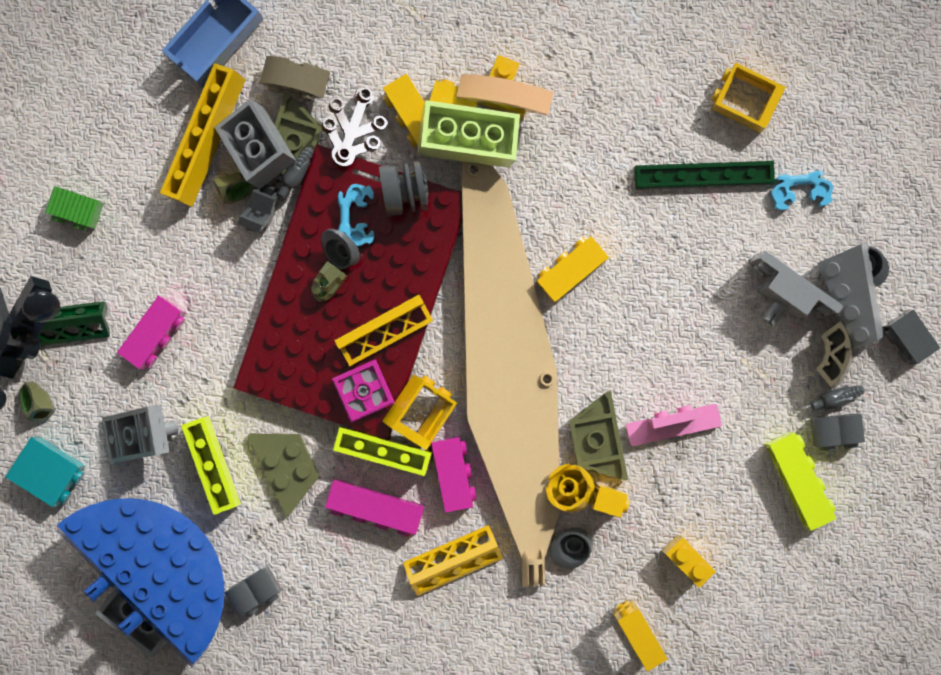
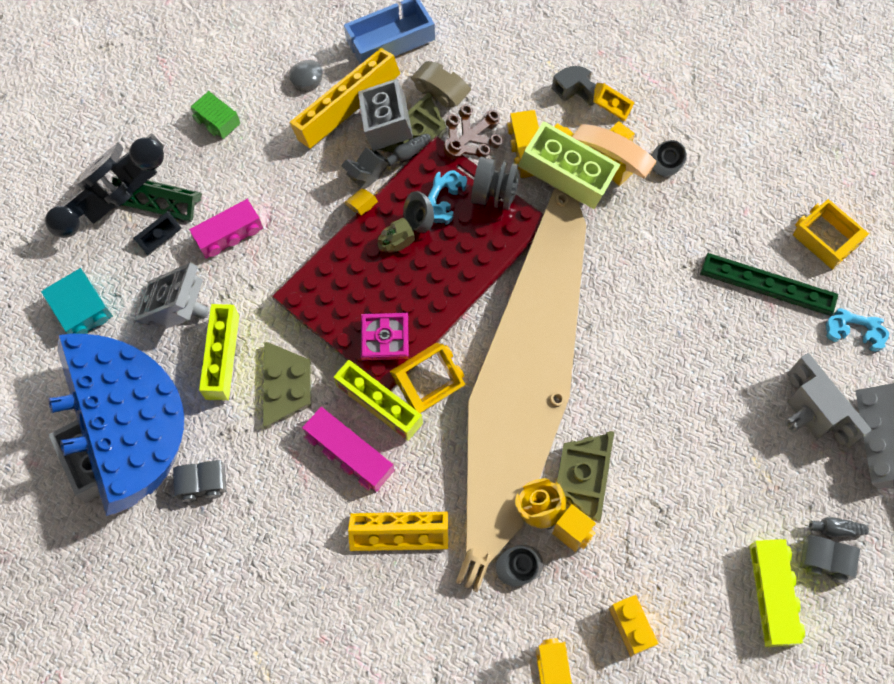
camera: 25 degrees right, 20 degrees down
(35, 402) = (100, 247): olive rock -> none
(84, 363) = (157, 233): none -> black slope
(145, 118) = (306, 75): none -> dark grey hat
(233, 187) = (351, 144): olive rock -> none
(273, 251) = (361, 201): none -> yellow slope
(379, 322) = (426, 285): yellow fence -> none
(431, 15) = (574, 81): none -> dark grey brick
(453, 474) = (434, 449): dark pink brick -> none
(481, 28) = (612, 101): none -> yellow slope
(561, 72) = (669, 158): none -> dark grey hat
(571, 268) = (617, 314): yellow brick -> none
(672, 425) = (665, 486): bright pink bracket -> none
(837, 355) = (851, 483): dark tan brick -> none

